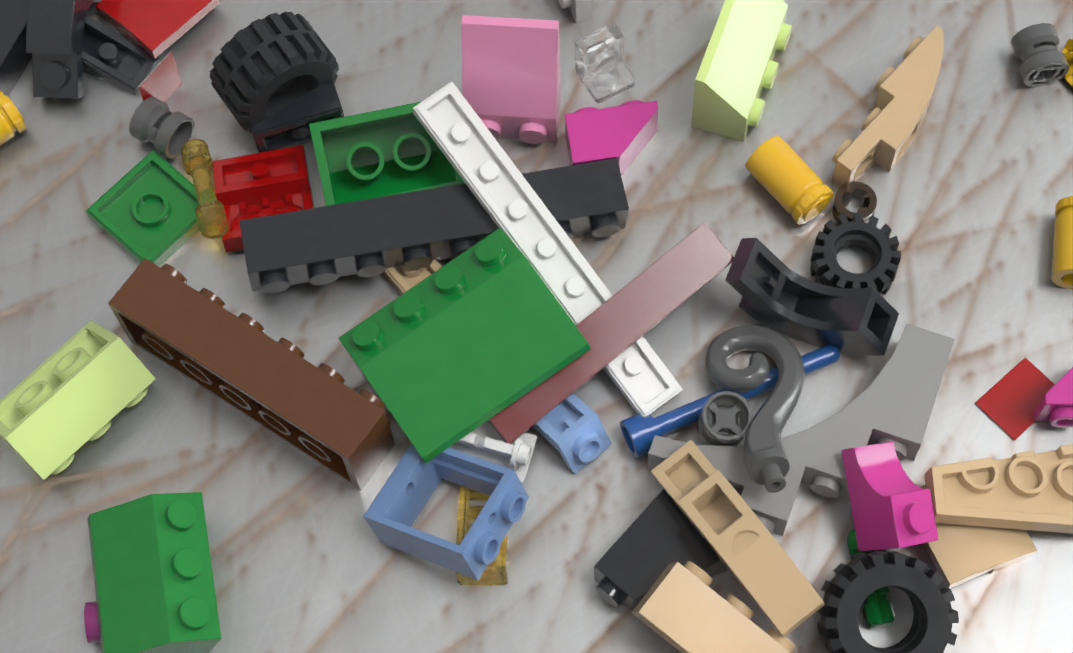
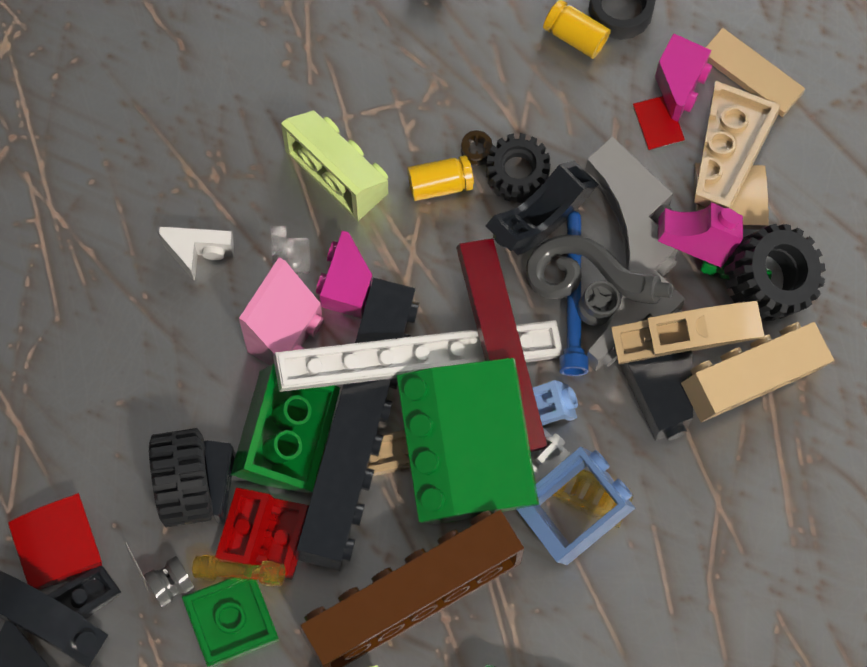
camera: 70 degrees left, 5 degrees up
(898, 111) = (423, 78): tan slope -> none

